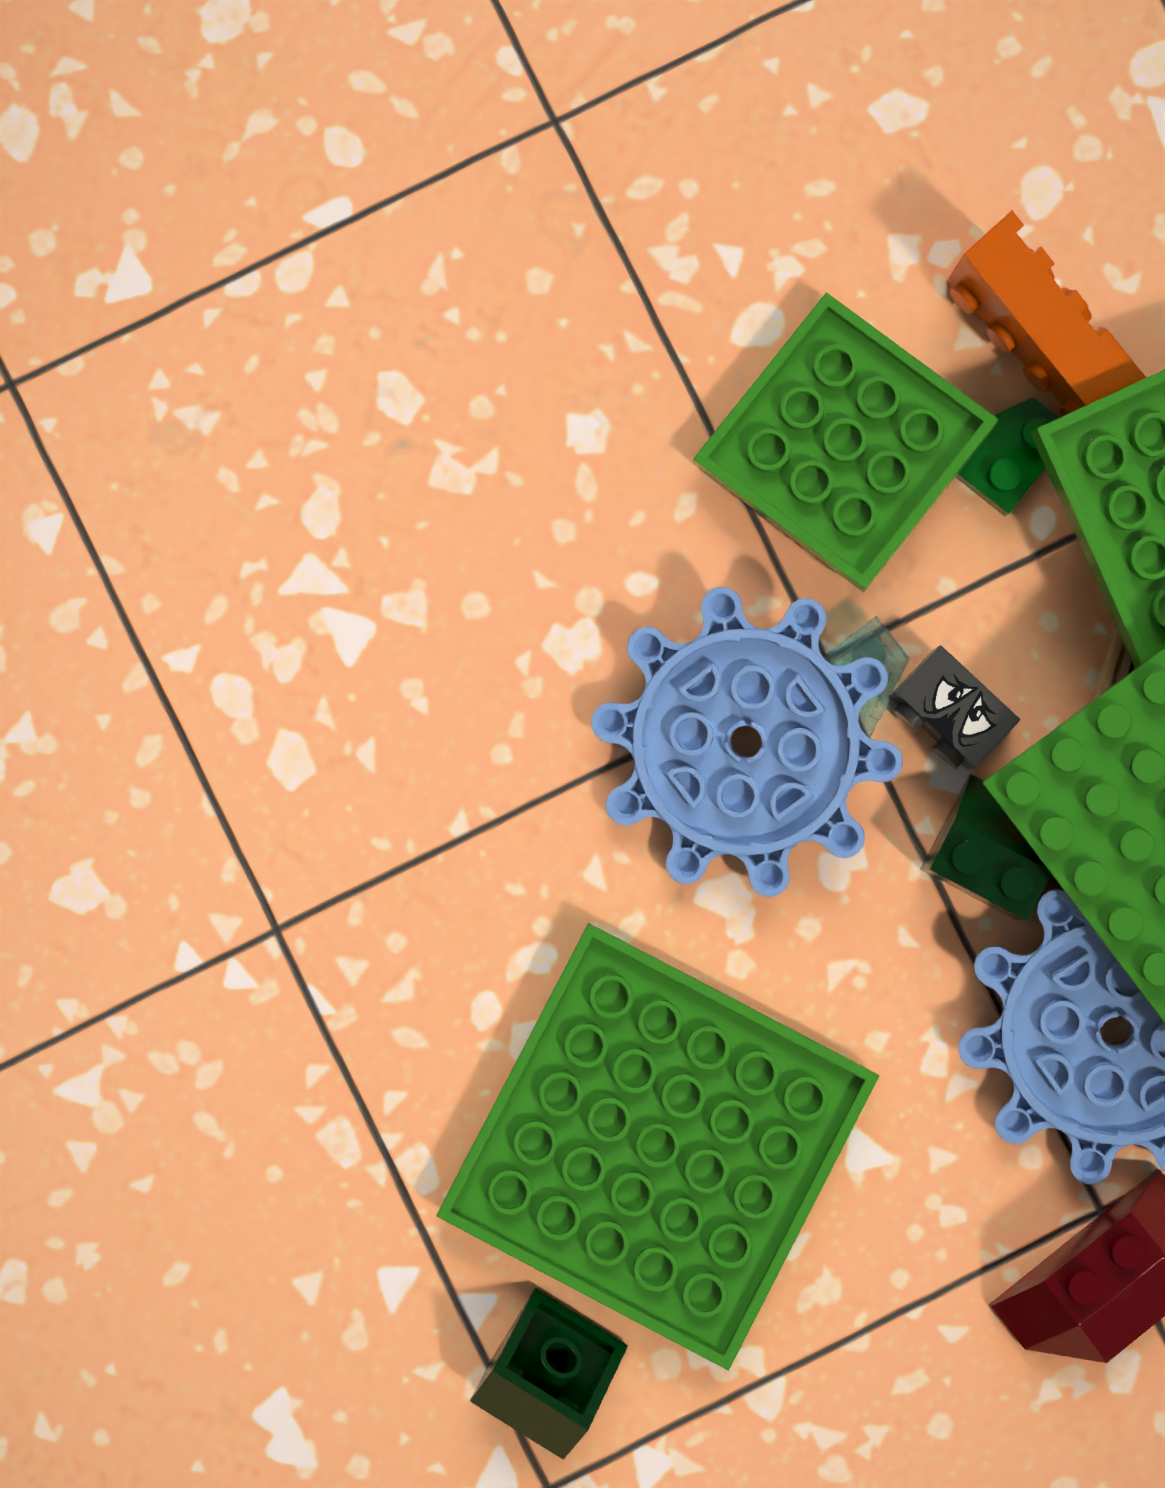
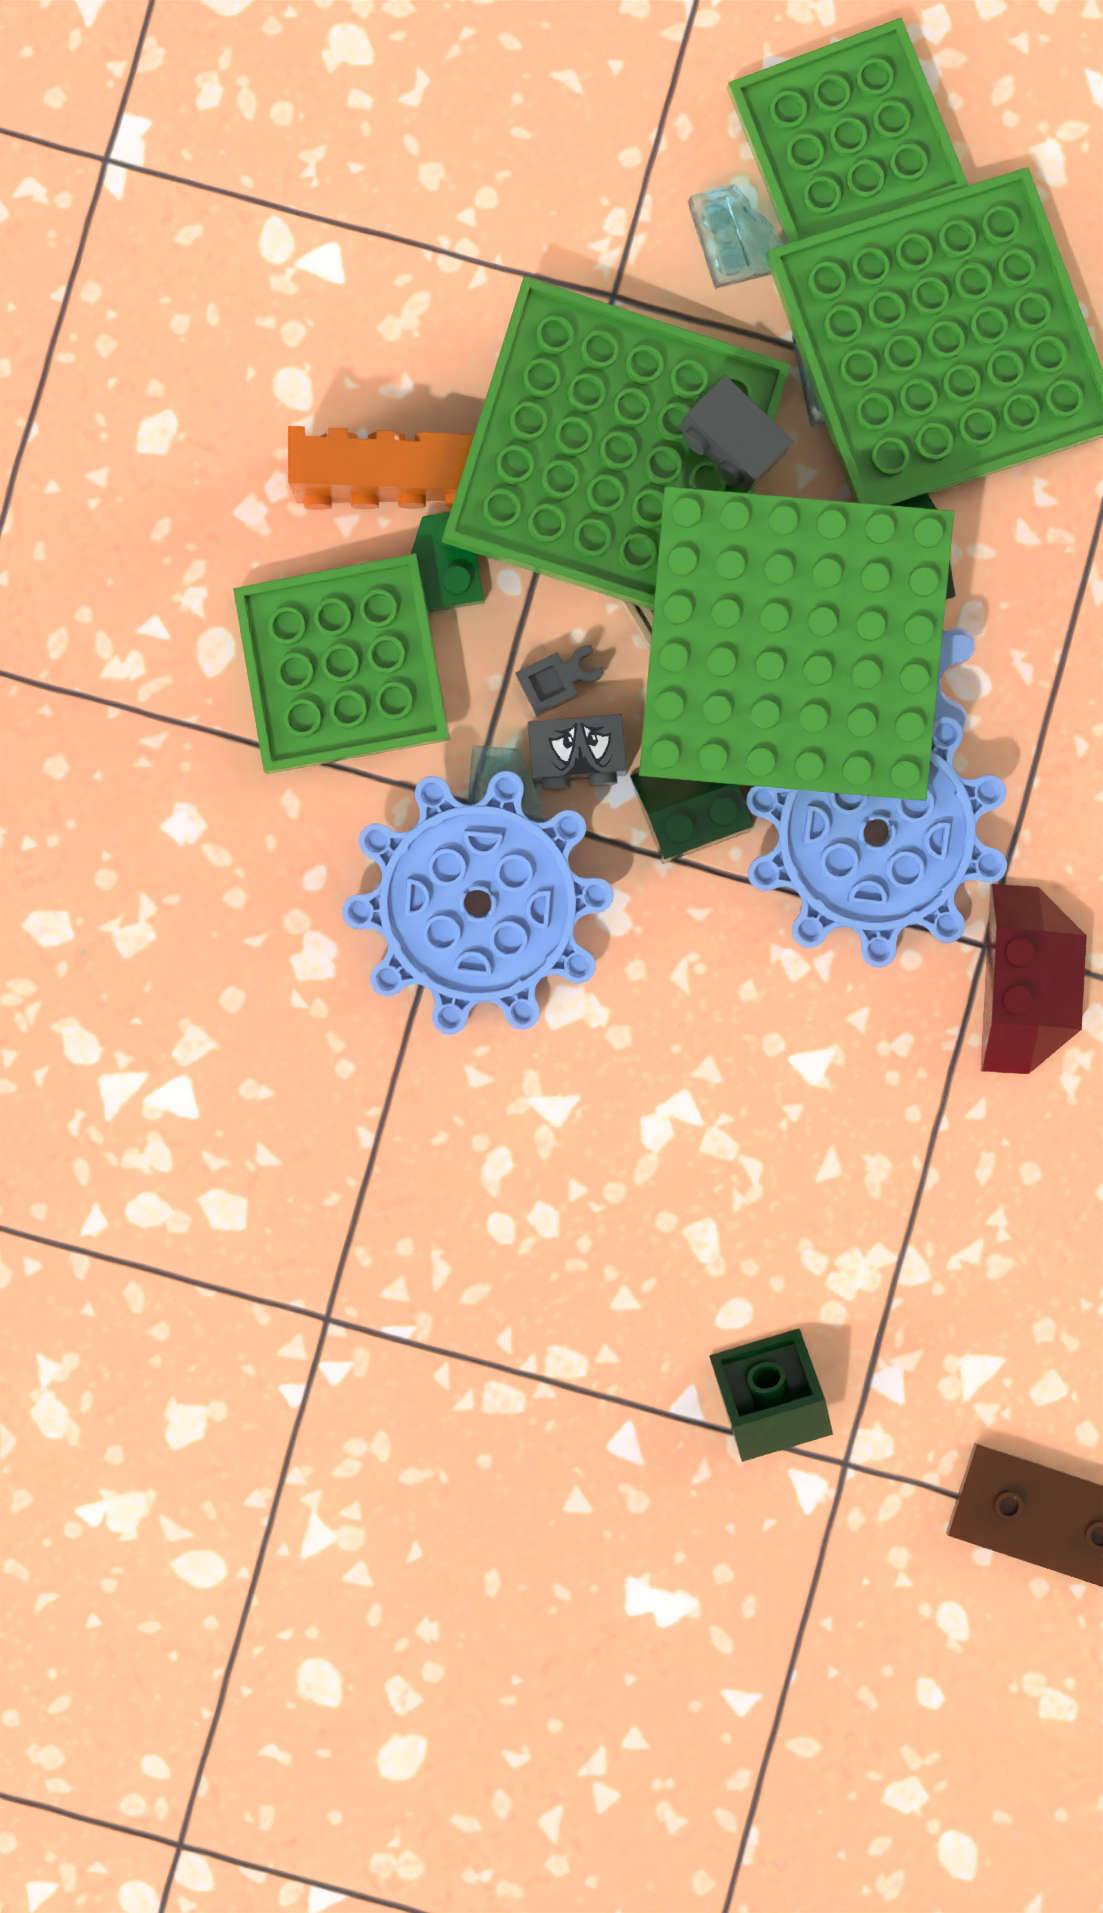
camera: 45 degrees left, 0 degrees up
(658, 1146) = (687, 1193): bright green plate -> none
(992, 634) = (552, 682): none -> dark grey plate

